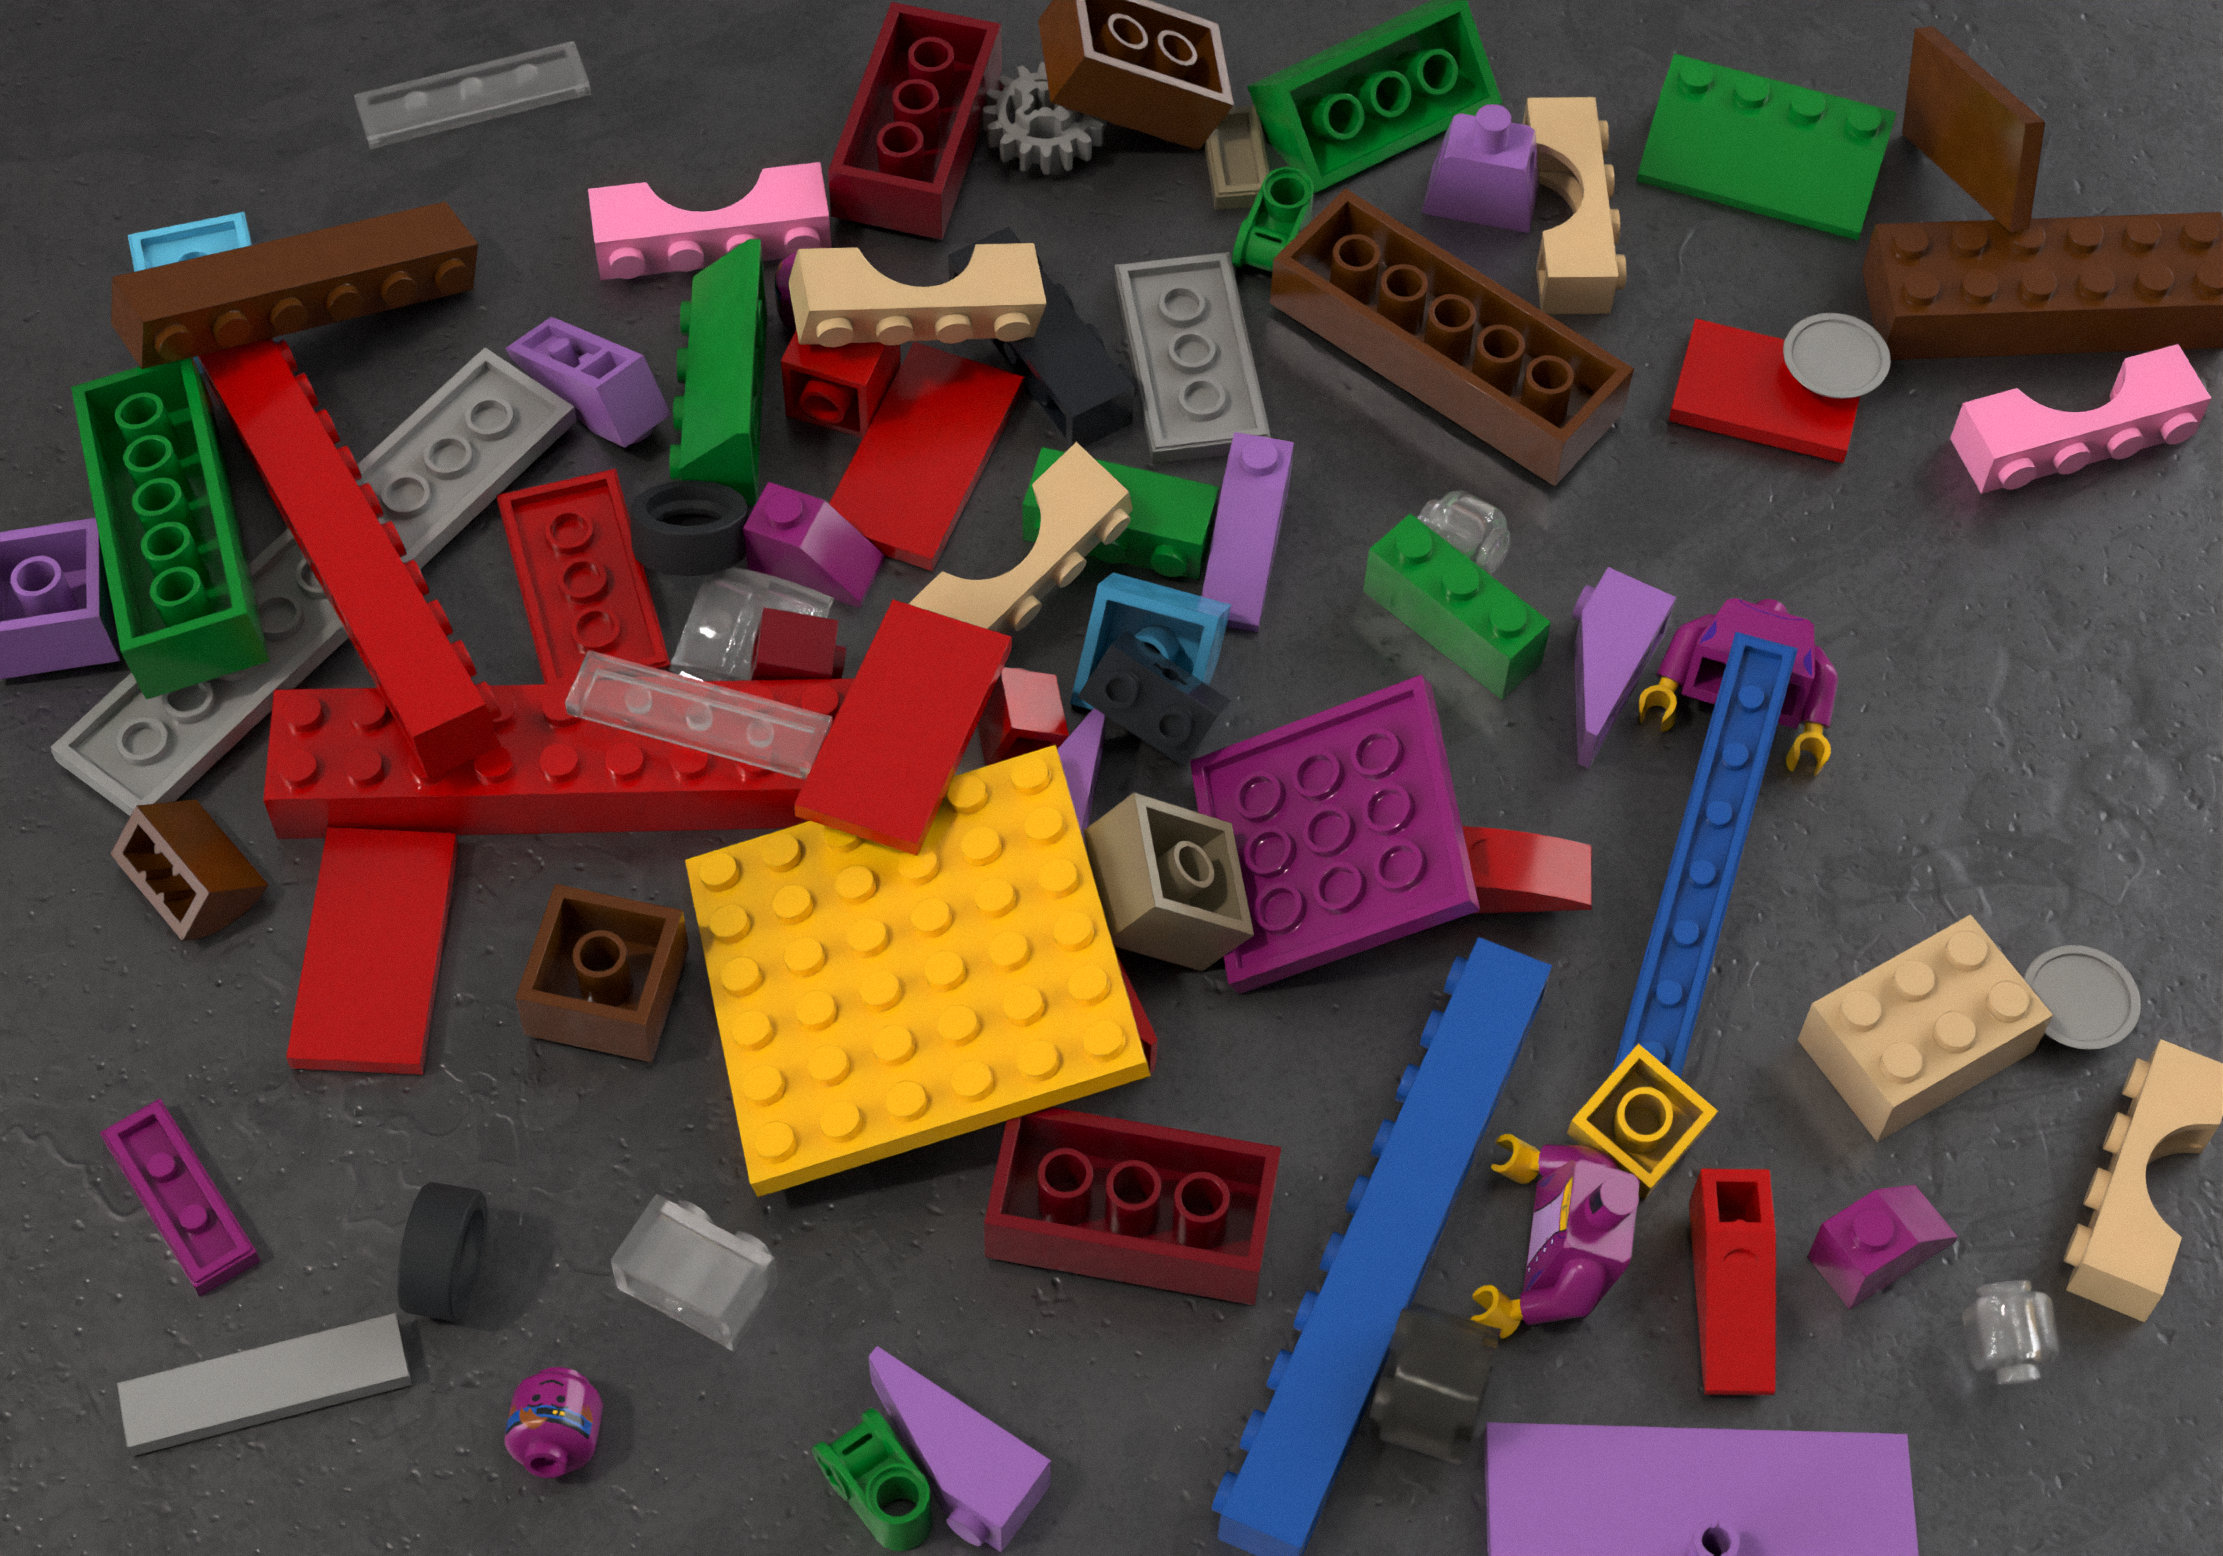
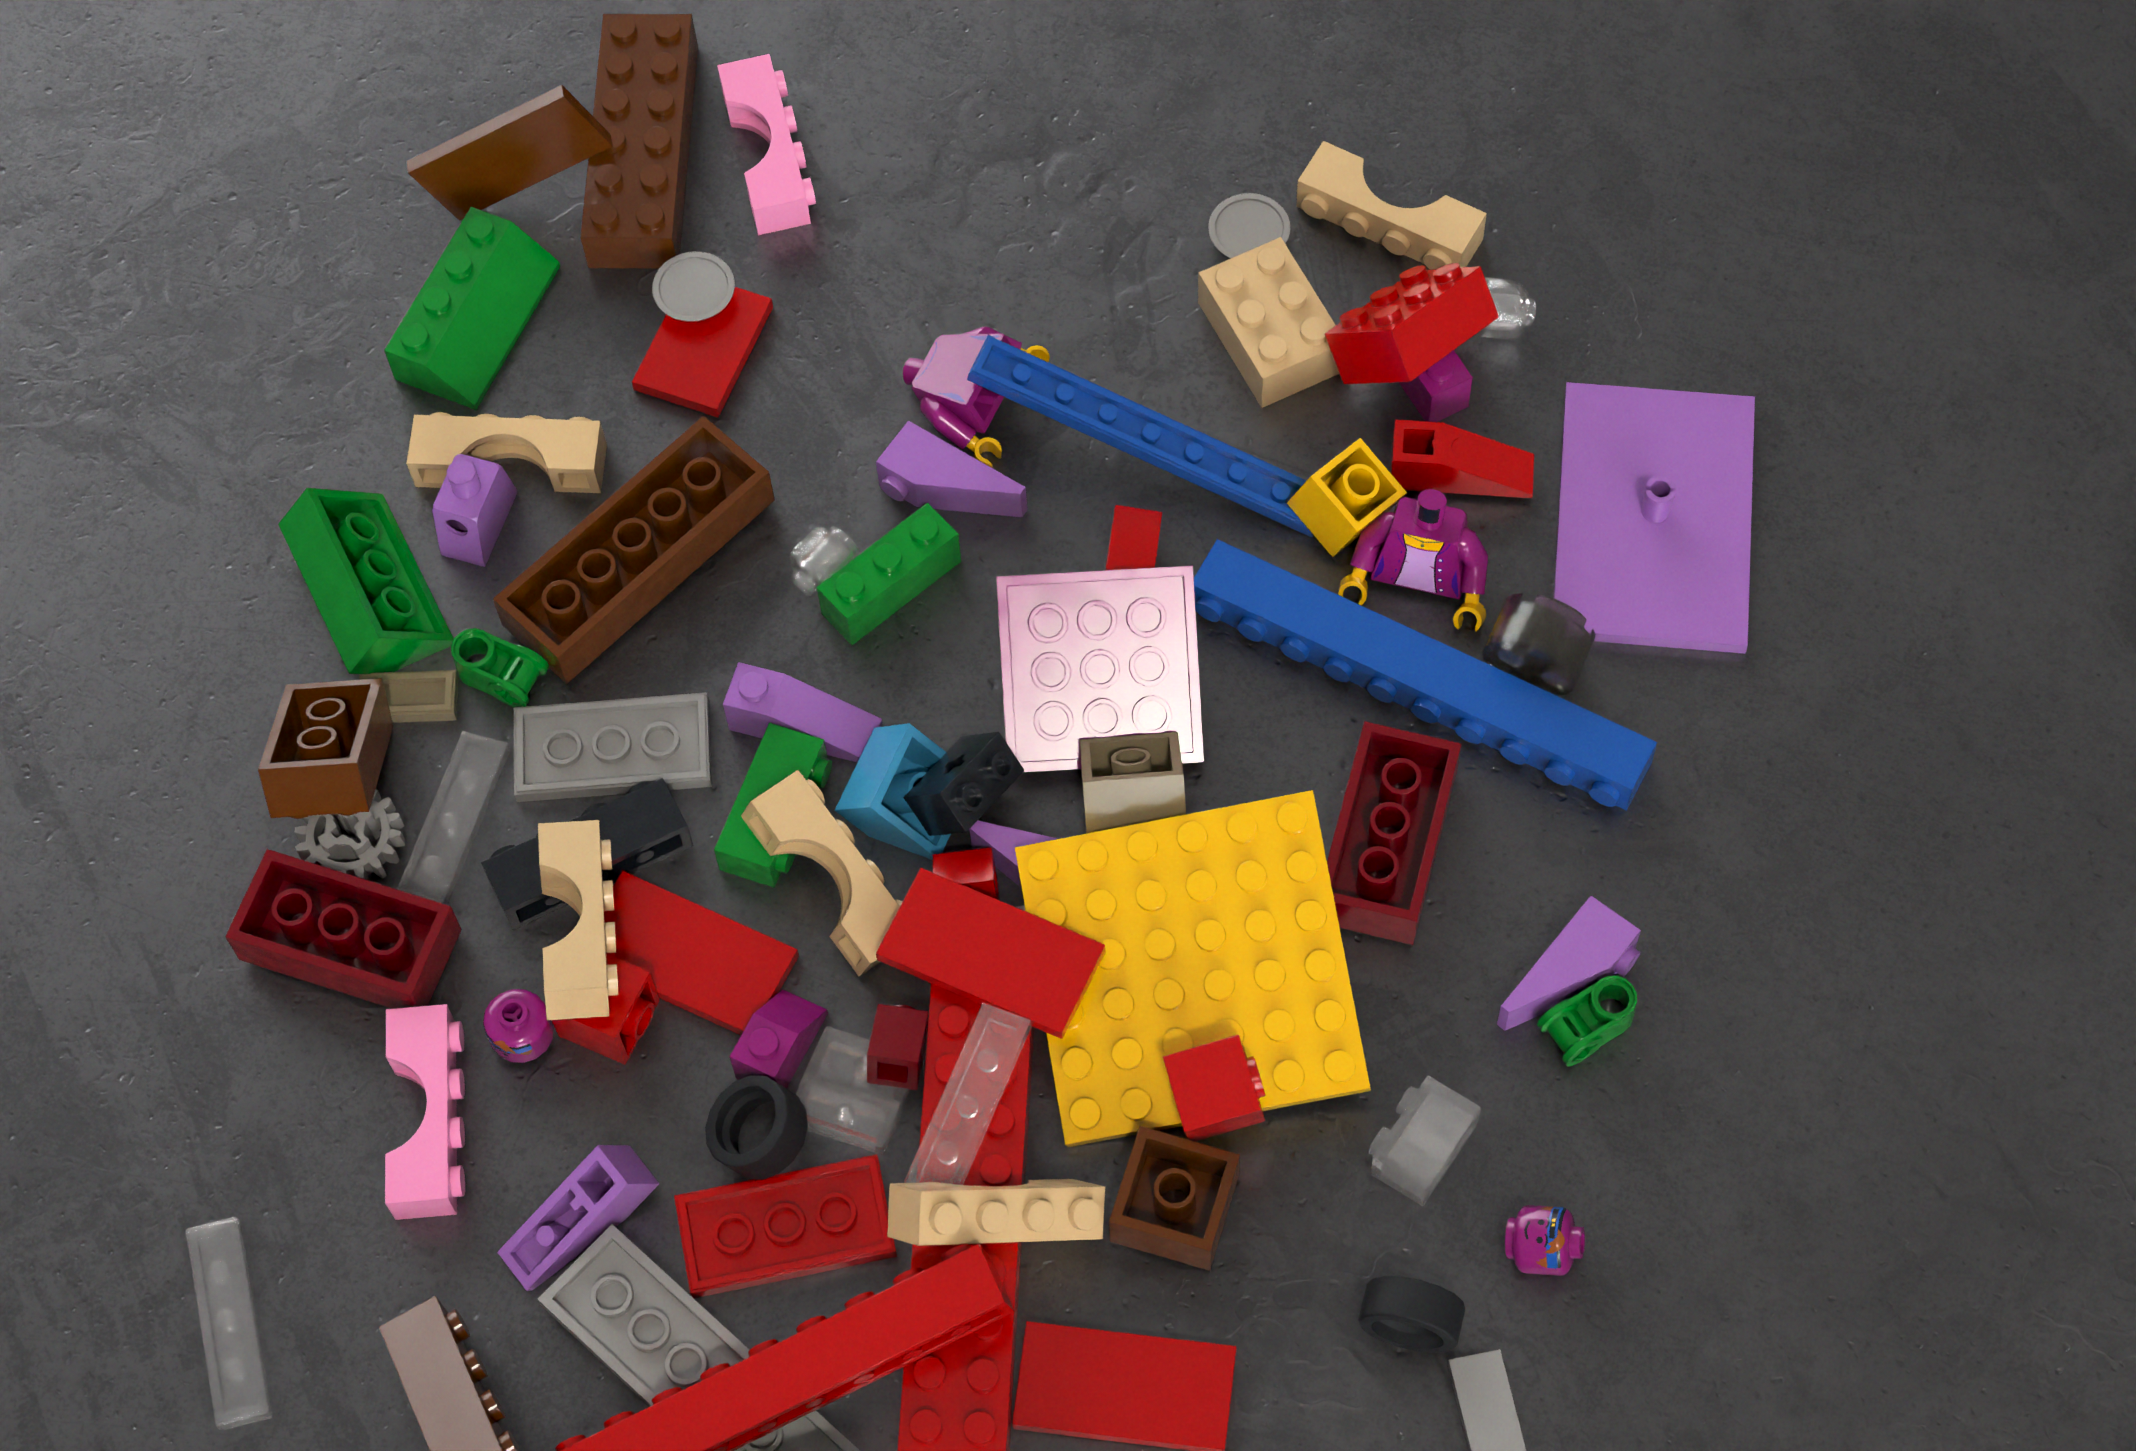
camera: 80 degrees left, 5 degrees up
(538, 691) = (995, 1214): none -> tan arch
(723, 374) = (603, 1095): green slope -> none
(723, 980) = (1215, 1088): none -> red head
(1074, 215) = (454, 817): none -> clear tile
(1932, 1184) = (1411, 324): none -> red brick

